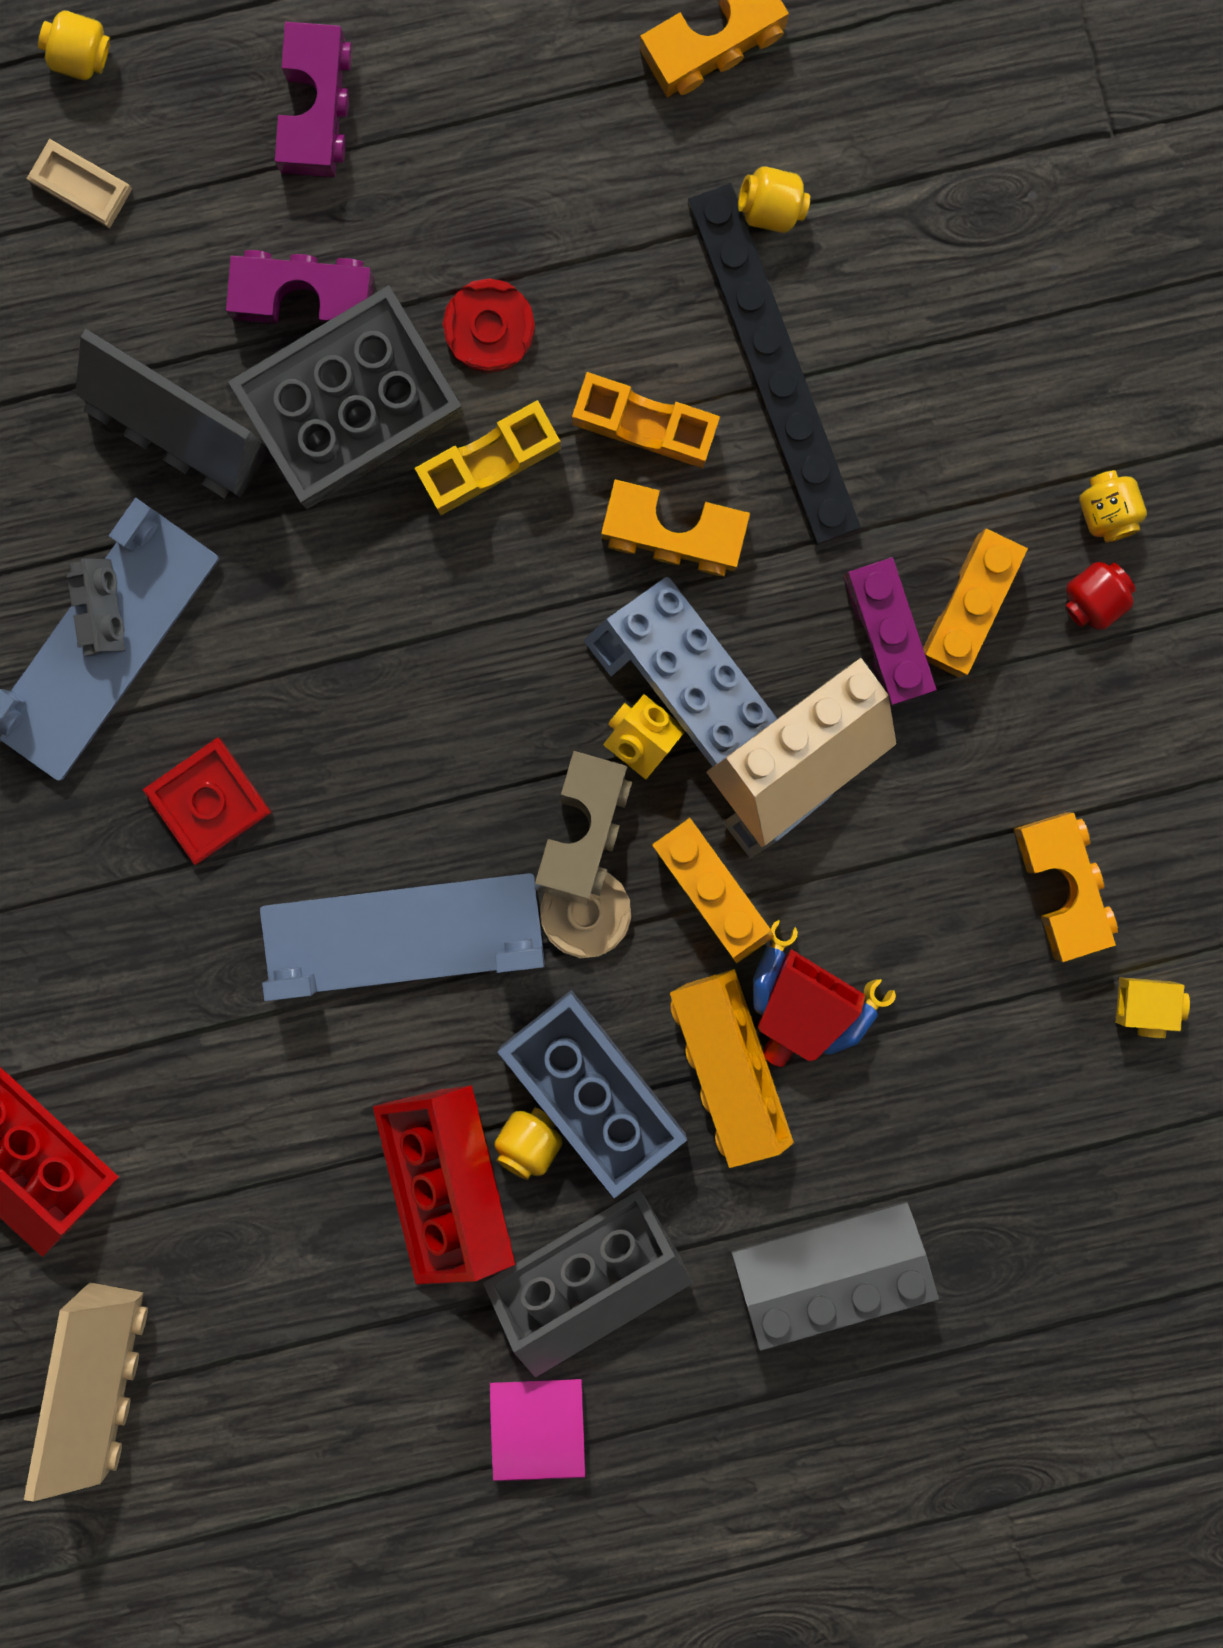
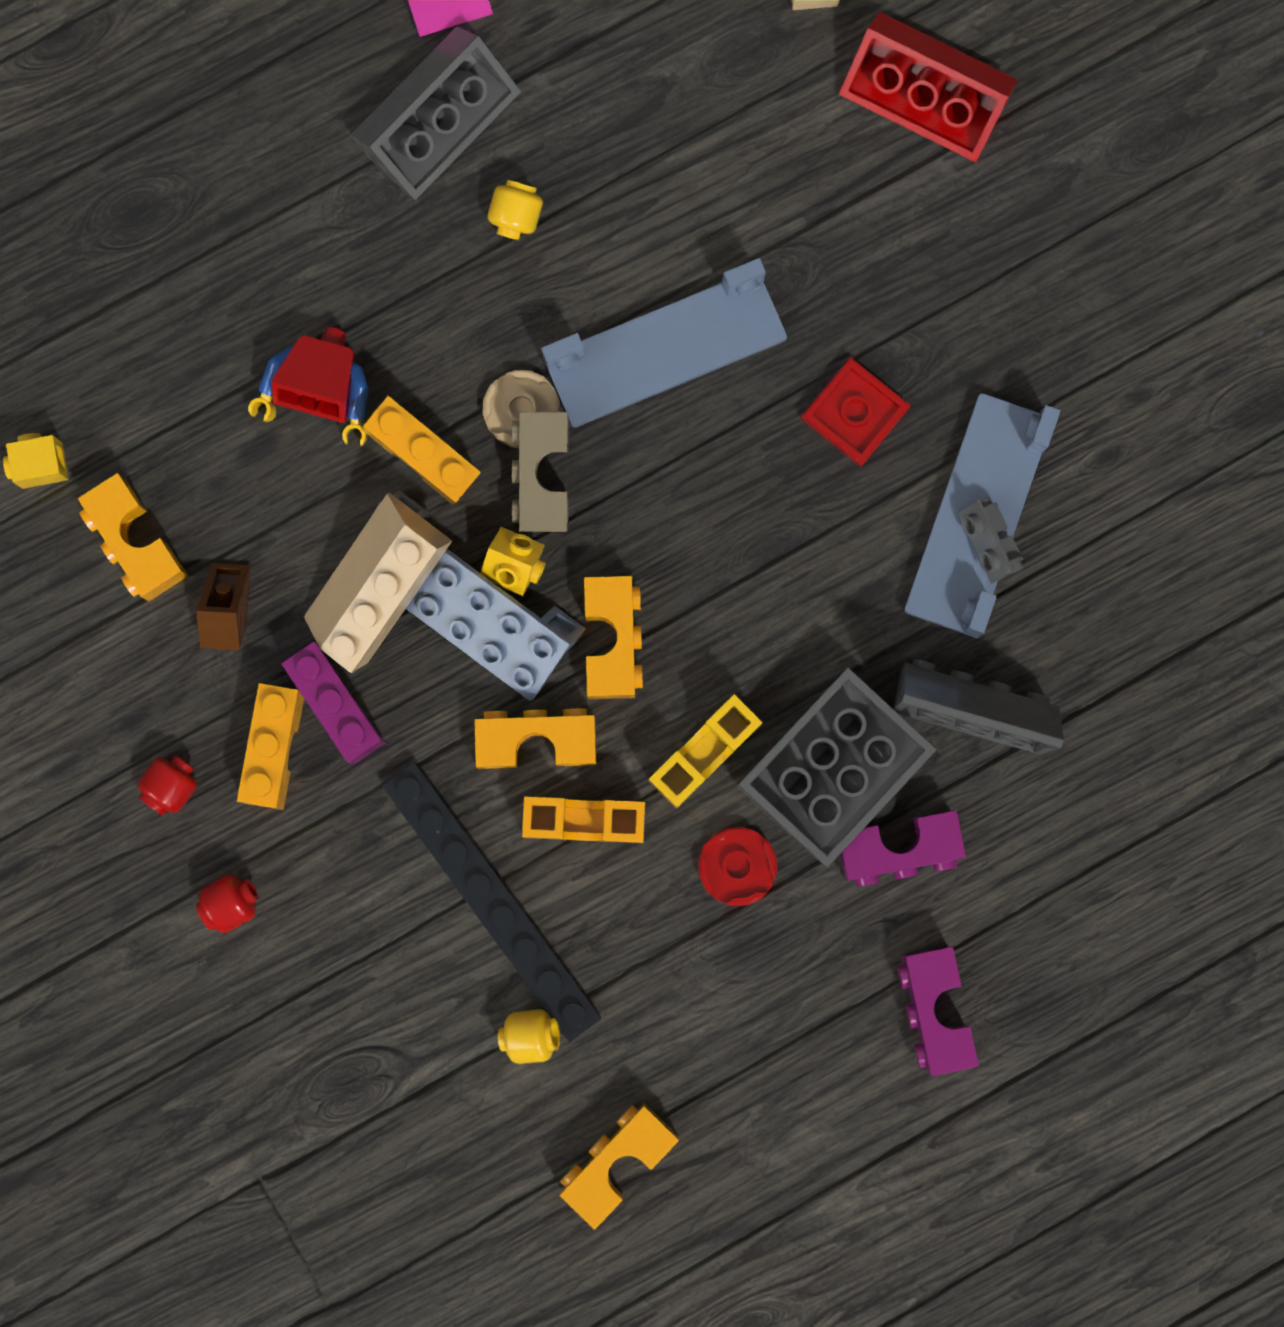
camera: 165 degrees right, 5 degrees down
(74, 45) = (1148, 999): yellow head -> none
(79, 183) = (1110, 887): tan tile -> none
(444, 1186) = (573, 157): red slope -> none
(562, 578) = (613, 602): none -> light orange arch
(592, 1094) = (473, 261): sand blue brick -> none
(731, 1069) = (366, 313): light orange brick -> none
(834, 1275) = (237, 173): dark grey slope -> none
(982, 779) = (224, 606): none -> reddish brown slope
(1068, 442) = (227, 903): none -> red head
(1113, 506) = (175, 860): yellow head -> none

